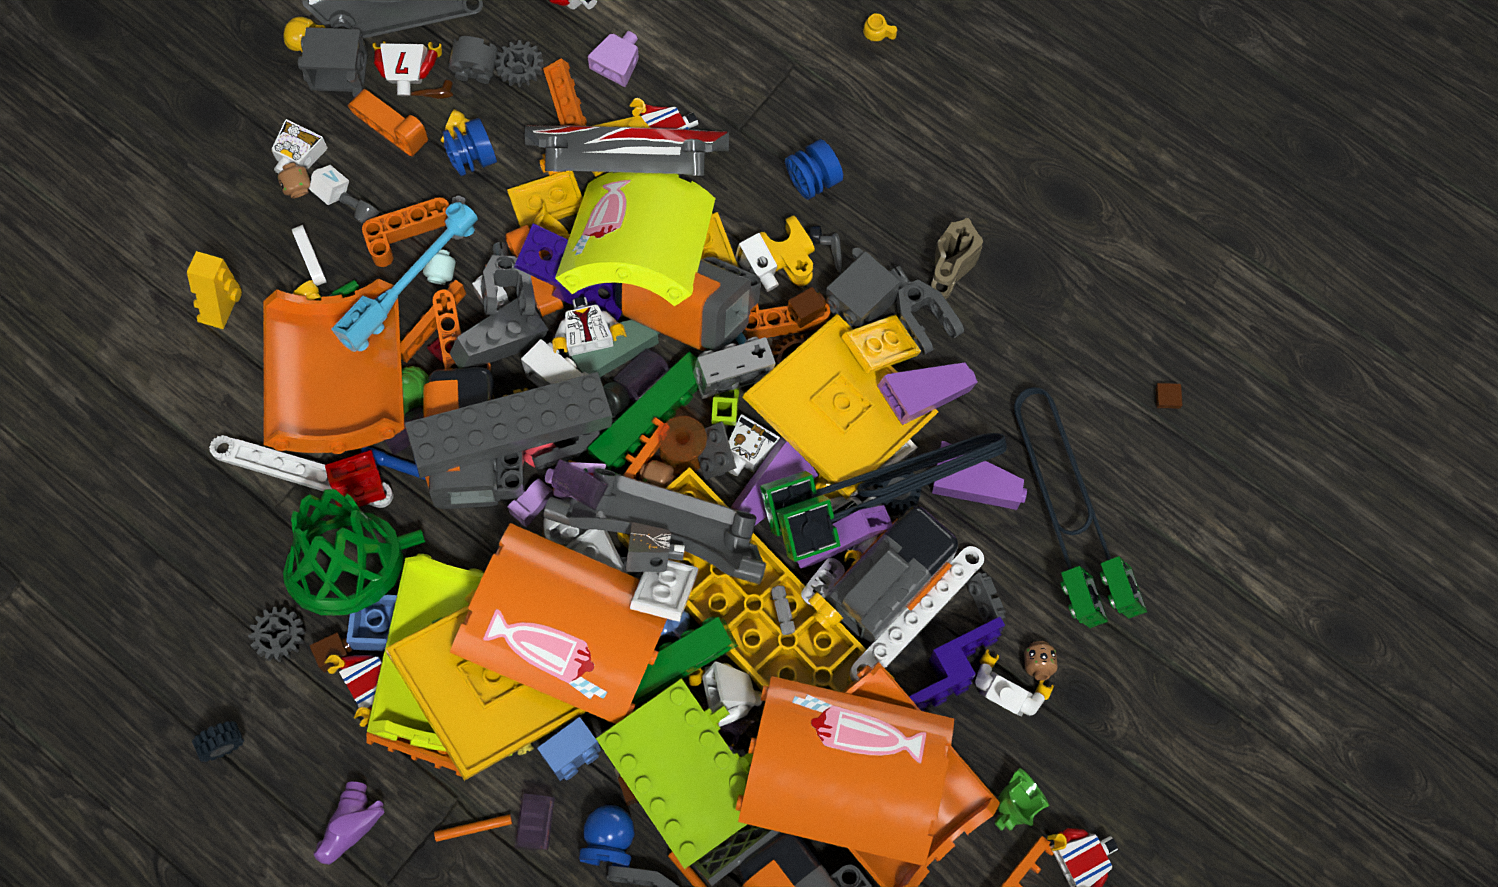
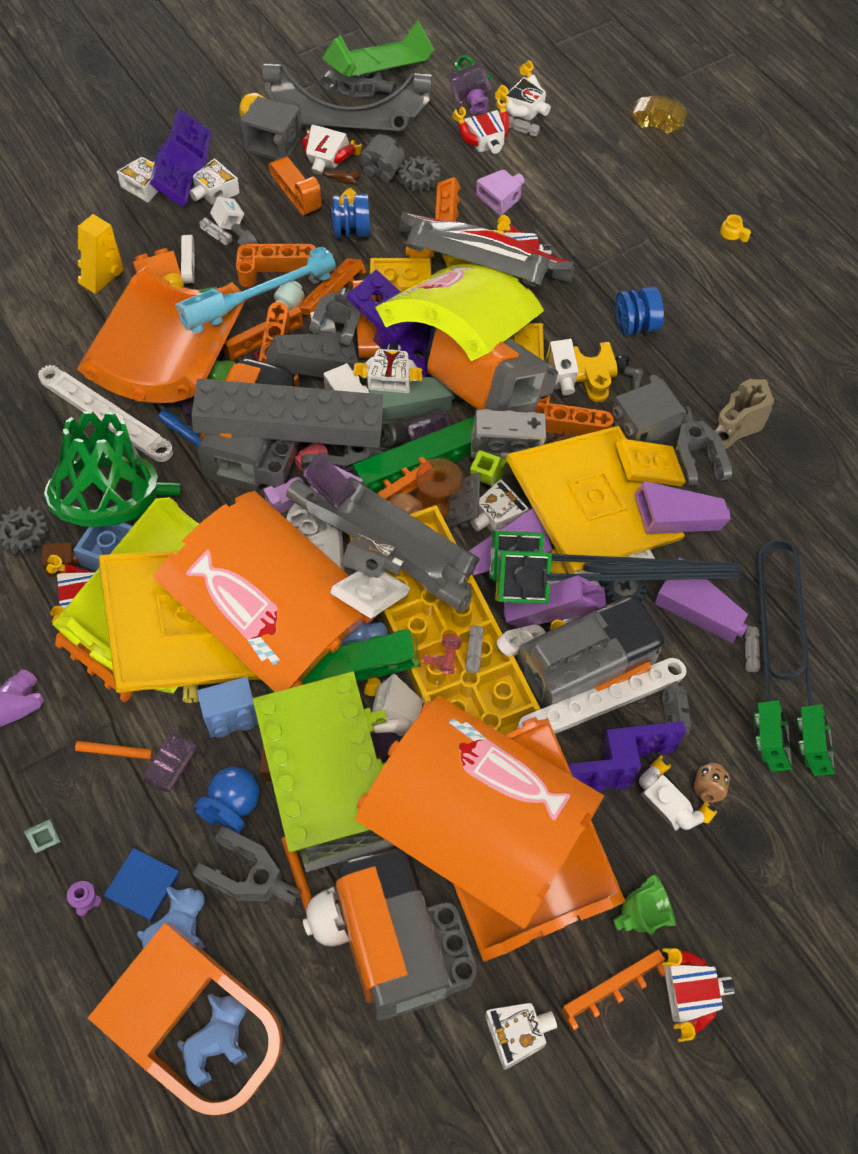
camera: 20 degrees right, 10 degrees down
(213, 166) = (136, 178): none -> white torso
(249, 132) = (180, 158): none -> dark purple bracket
(279, 273) = (161, 264): none -> orange slope
(294, 180) = (200, 202): medium nougat head -> none
(323, 209) = (214, 230): none -> light grey axle
(357, 477) = (147, 429): red slope -> none
(476, 244) = (339, 277): none -> orange hinge
(761, 632) = (451, 643): none -> clear pink piece
(807, 307) = (592, 409): reddish brown brick -> none
(825, 613) = (513, 664): yellow piece -> none
(1037, 511) = (752, 649): none -> light grey axle

